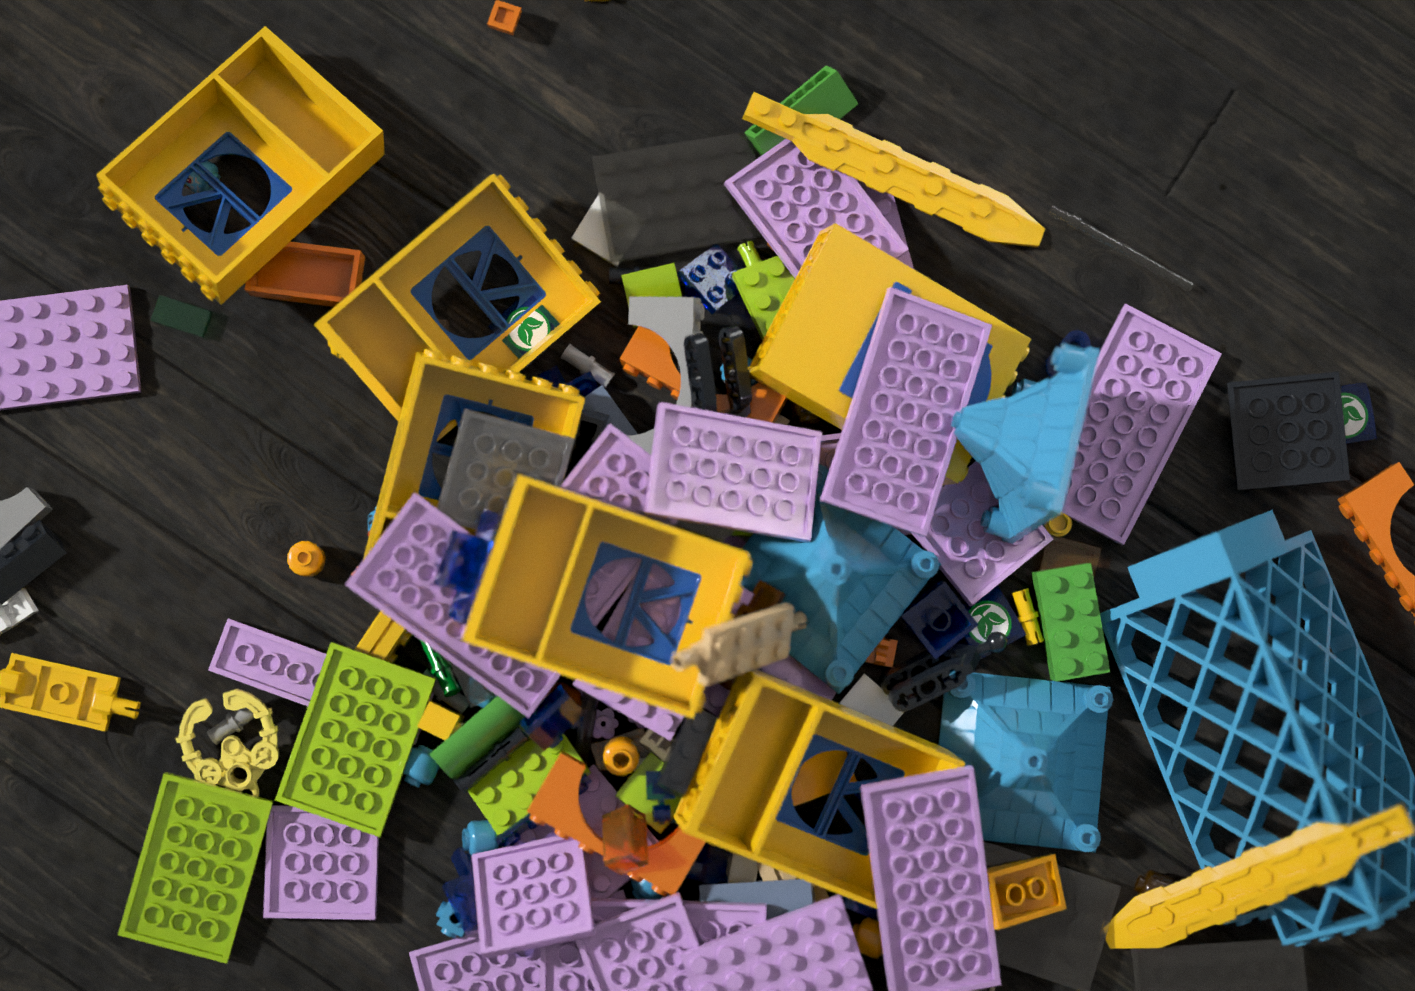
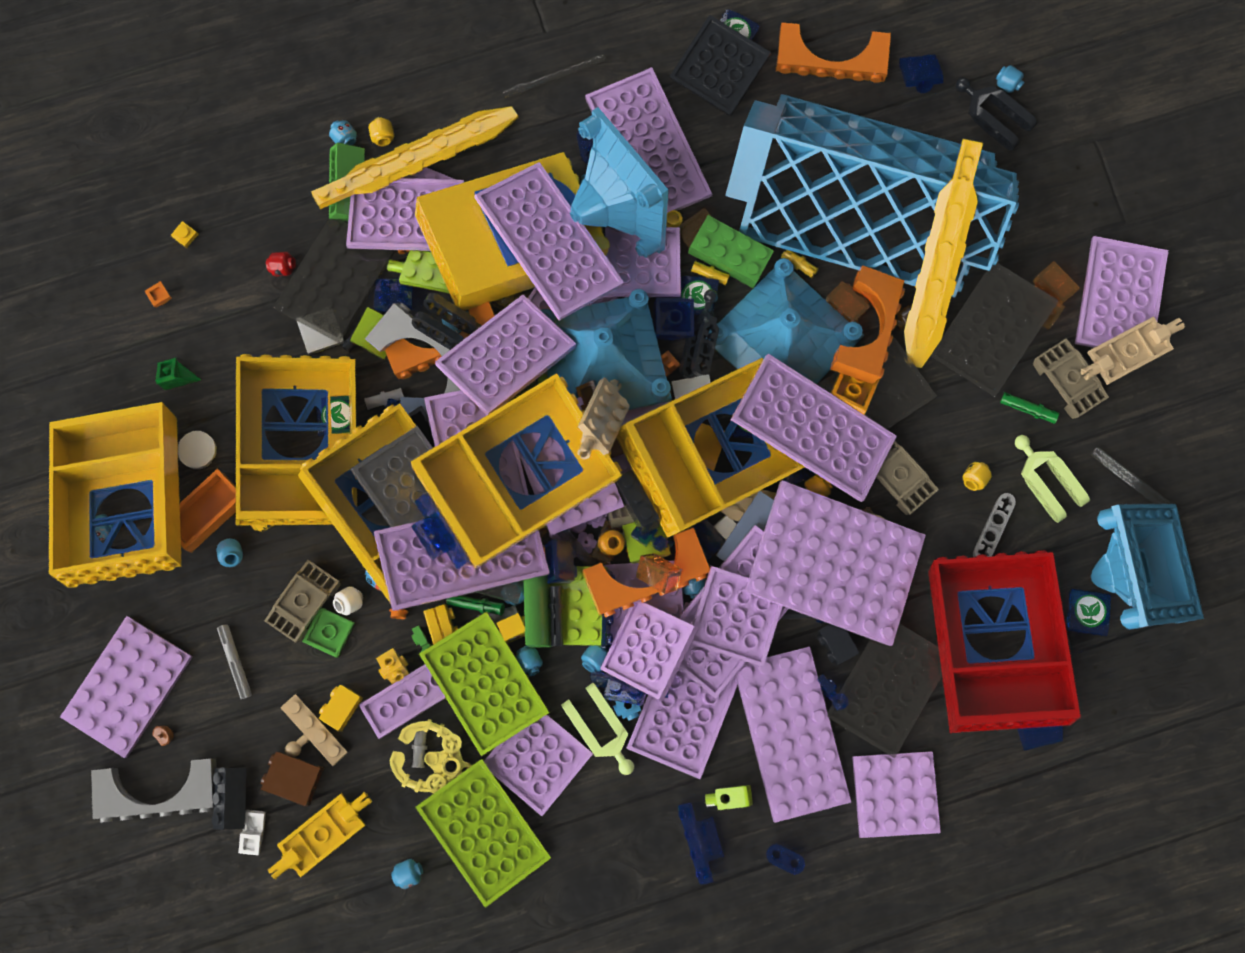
camera: 45 degrees left, 5 degrees down
(33, 432) = (163, 734): none -> dark orange piece
(89, 819) = (407, 874): none -> dark azure head
(92, 610) = (291, 778): none -> reddish brown panel
(162, 591) = (313, 731): none -> tan plate
(169, 442) = (234, 661): none -> light grey axle
(181, 316) = (169, 600): clear green tile -> none
(209, 600) = (340, 707): none -> yellow brick
(281, 339) = (229, 552): none -> dark azure head
(281, 518) = (328, 632): none -> bright green tile
(290, 463) = (301, 601): none -> dark tan plate
(297, 621) = (392, 666): none -> yellow brick
(306, 558) = (362, 634): light orange head -> none
(331, 513) = (348, 600): none -> white head
(352, 625) = (420, 638): none -> bright green plate
(367, 206) = (197, 450): none -> white tile
(402, 937) = (612, 748): none -> yellowish green piece
(431, 109) = (173, 374): none -> green slope
(648, 123) = (280, 264): none -> red head
(855, 65) = (342, 132): none -> dark azure head
(892, 107) = (381, 131): none -> yellow head
(1118, 804) = (848, 302): none -> clear orange brick
(1122, 711) = (800, 263): none -> yellow pin
(1161, 840) = (884, 294): none -> orange arch

